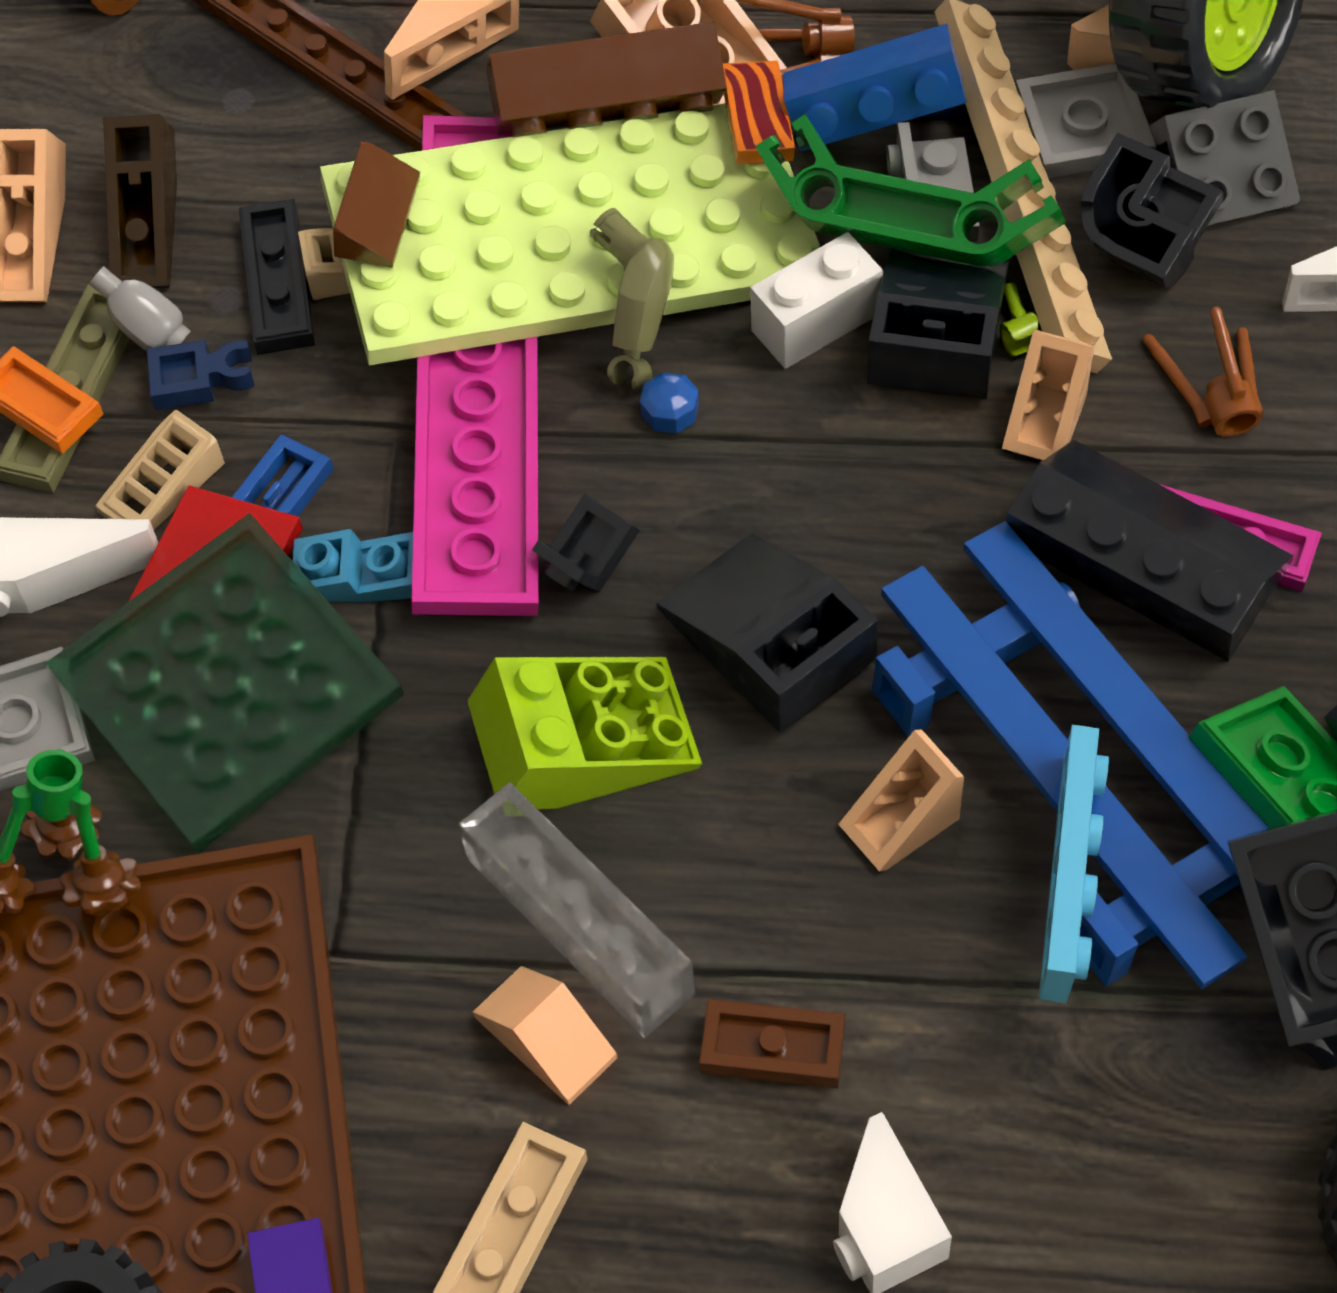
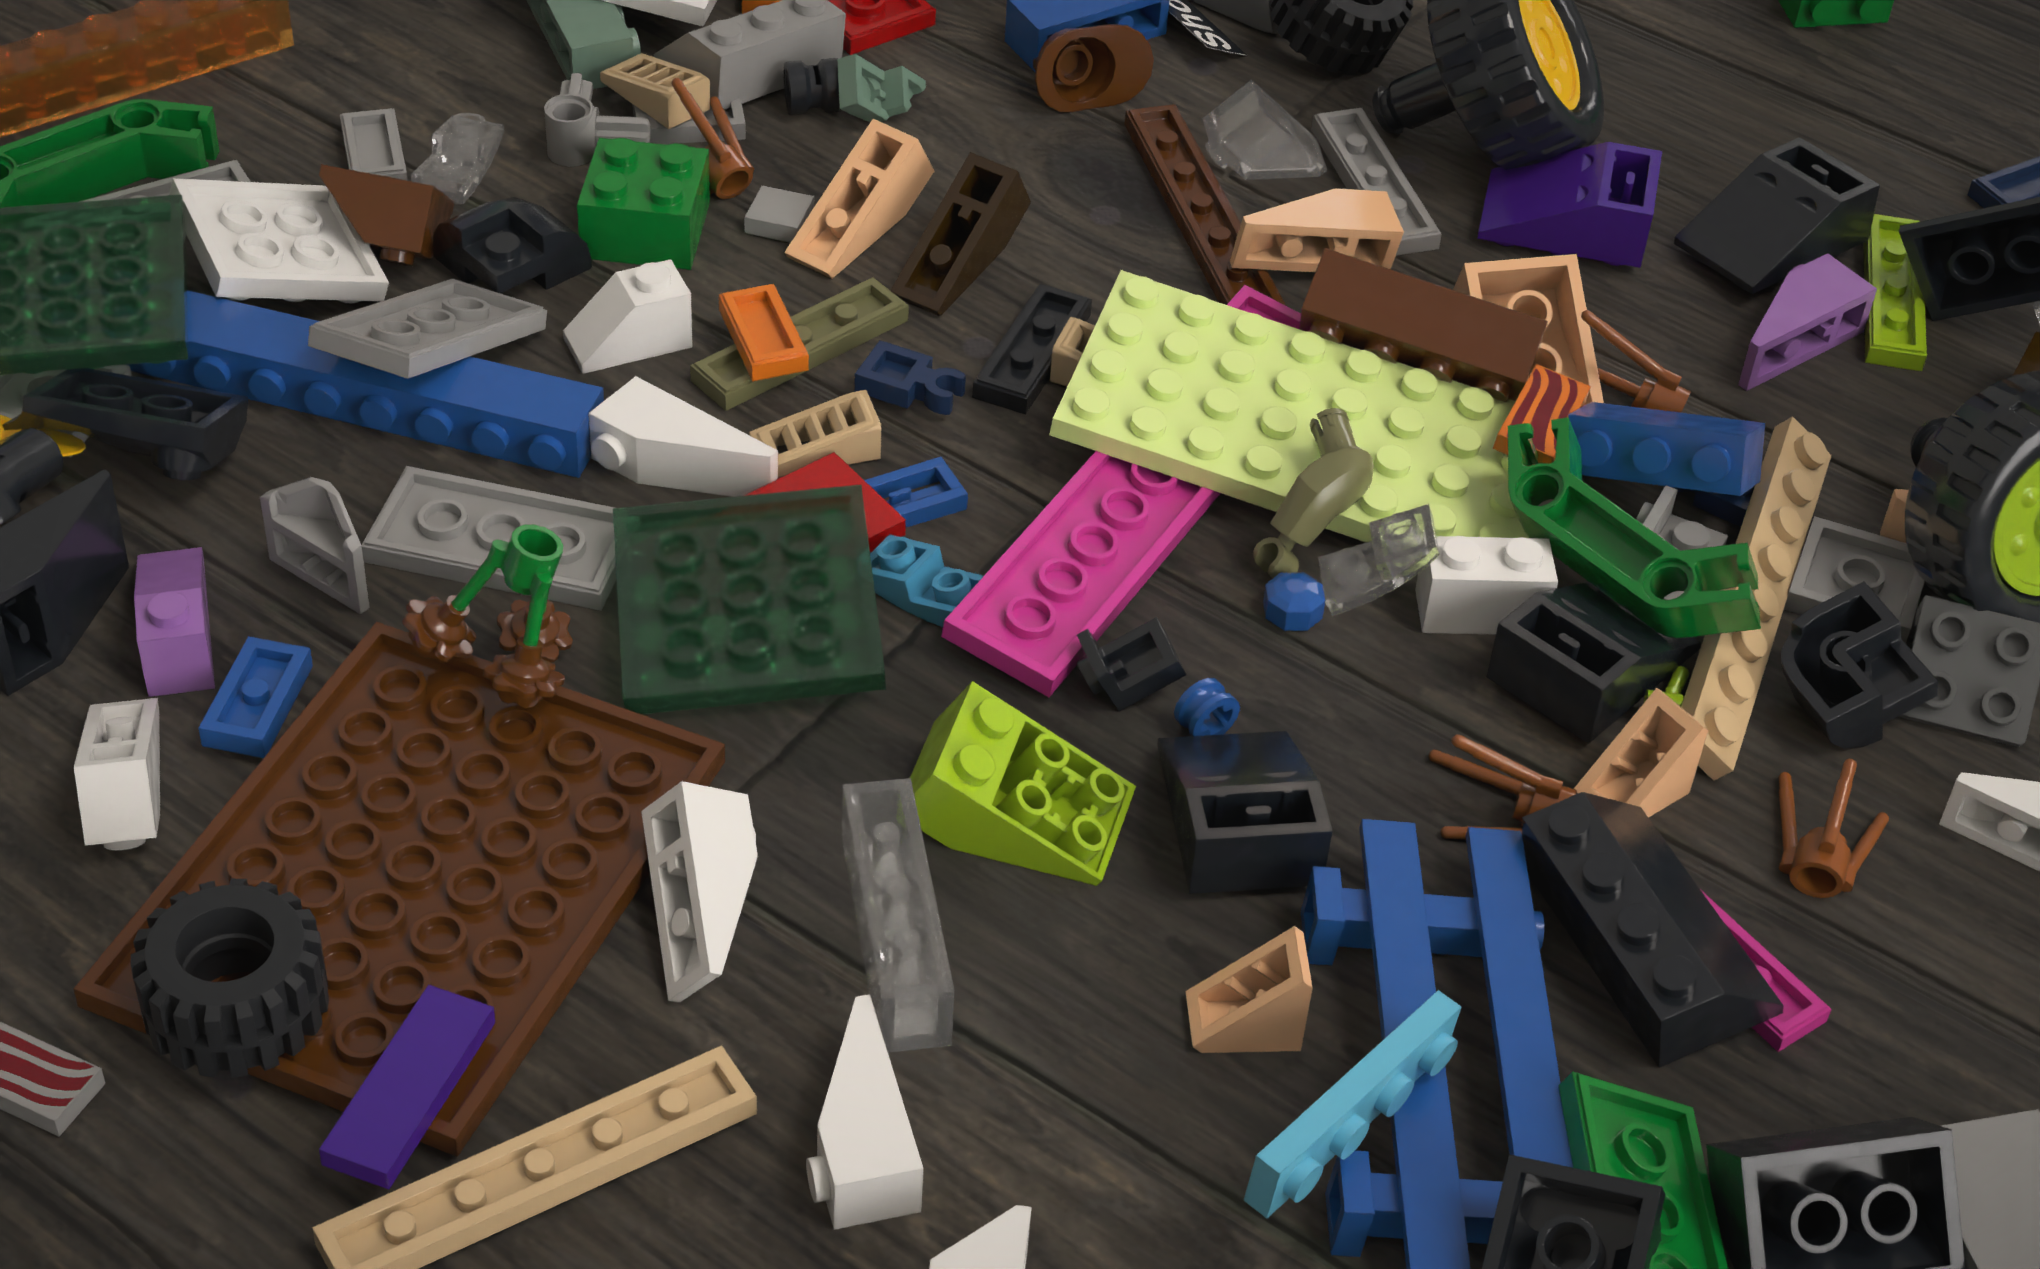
camera: 25 degrees right, 15 degrees down
(140, 311) = (896, 309): light grey plant -> none
(374, 207) = (1137, 311): reddish brown slope -> none
(394, 982) = (700, 874): none -> white slope
(547, 1032) = (800, 1003): light nougat slope -> none
(678, 553) = (1206, 708): none -> blue bush
(700, 1132) = (865, 1143): none -> white slope
(731, 320) = (1398, 552): none -> clear slope
(772, 1043) = (986, 1116): reddish brown plate -> none
(990, 483) = (1532, 788): none -> dark orange plant

